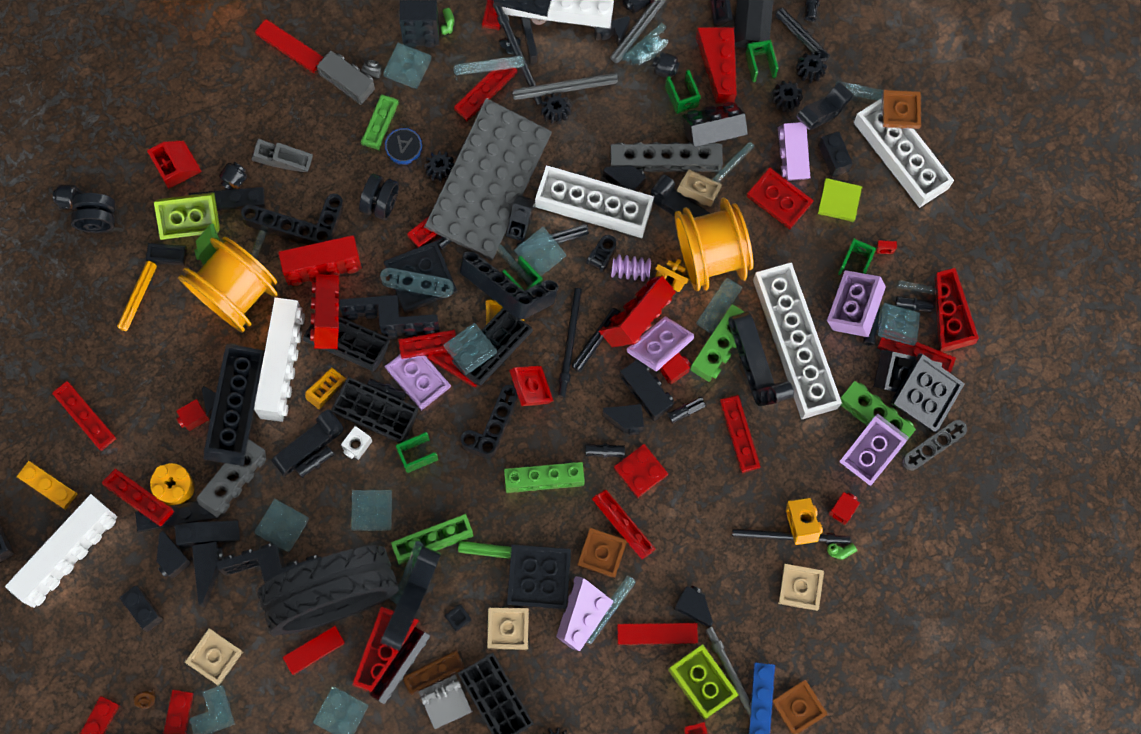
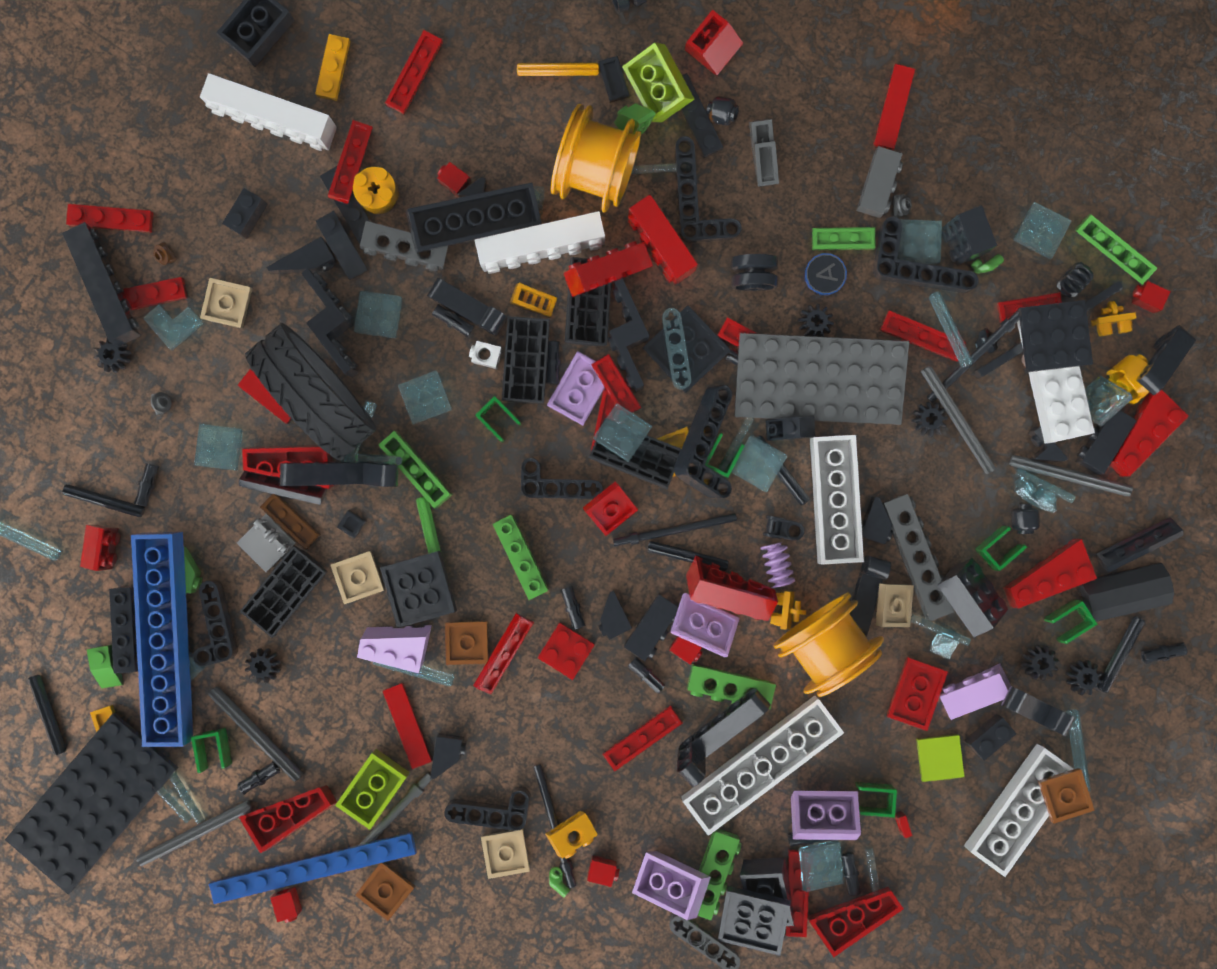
camera: 75 degrees right, 15 degrees up
(170, 557) = (302, 219): black slope -> none
(428, 76) = (894, 265): none -> black beam
(719, 305) = (772, 670): clear light blue tile -> none
(746, 163) = (944, 644): none -> clear light blue plate
(758, 589) = (486, 809): none -> black beam

